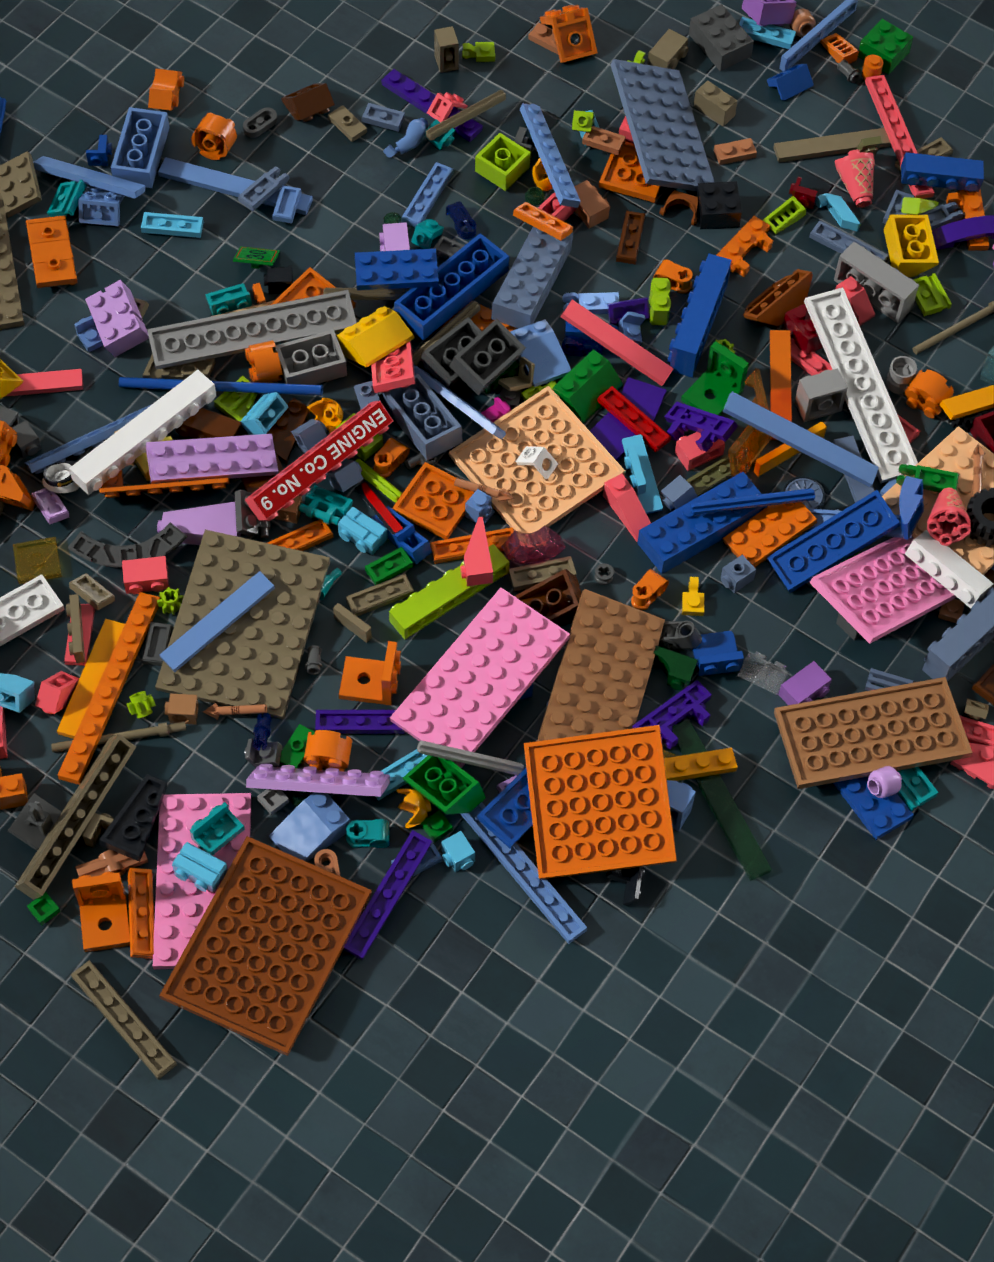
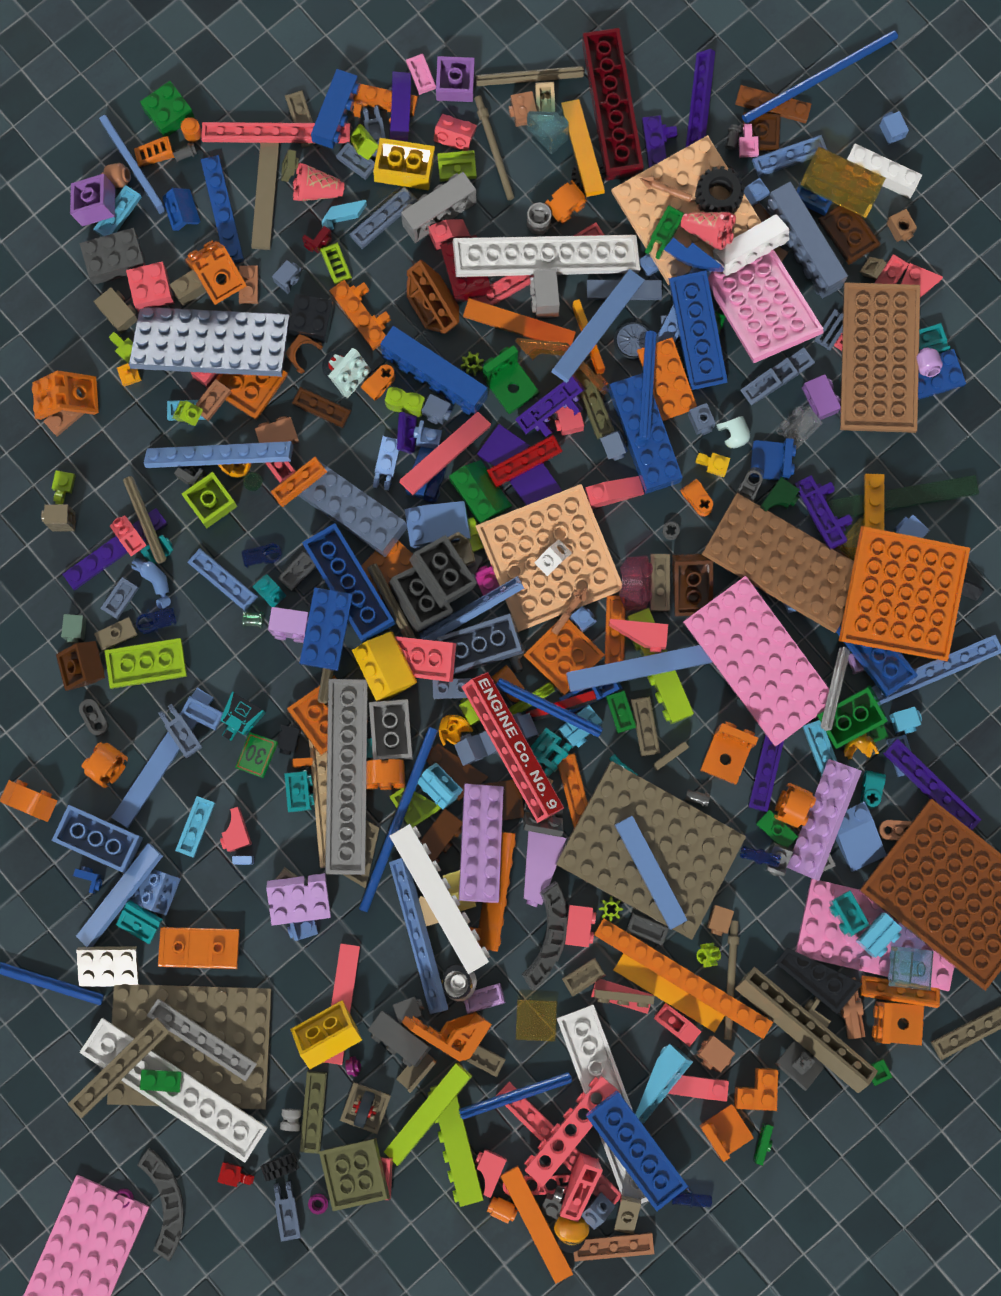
camera: 75 degrees left, 20 degrees up
(32, 734) = (715, 1054): none -> nougat head
(147, 268) = (243, 860): none -> light blue tile
(168, 910) = (910, 968): none -> clear light blue slope
(174, 258) = (236, 835): none -> coral arch
(215, 711) = (726, 891): nougat piece -> none
(292, 235) = (240, 716): none -> torso
(325, 151) = (145, 663): none -> lime plate
(343, 87) = (73, 628): none -> sand green brick
(372, 152) = (160, 619): none -> clear blue piece
(372, 489) = (549, 707): none -> blue axle
(437, 558) = (637, 668): none -> medium blue tile
(606, 78) = (127, 375): none -> light orange tile
(641, 473) = (582, 470): medium azure bracket -> none
(661, 330) = (436, 410): none -> sand blue brick
(672, 243) = (345, 369): none -> light aqua plate
(699, 67) = (150, 286): none -> coral brick
(734, 607) = (739, 432): none -> light aqua helmet
(743, 109) = (211, 262): none -> orange bracket
(755, 177) = (287, 275): none -> sand blue brick
(802, 114) = (221, 207): none -> blue plate
(813, 640) = (777, 376): none -> sand blue slope
(965, 284) = (454, 132): none -> coral bracket

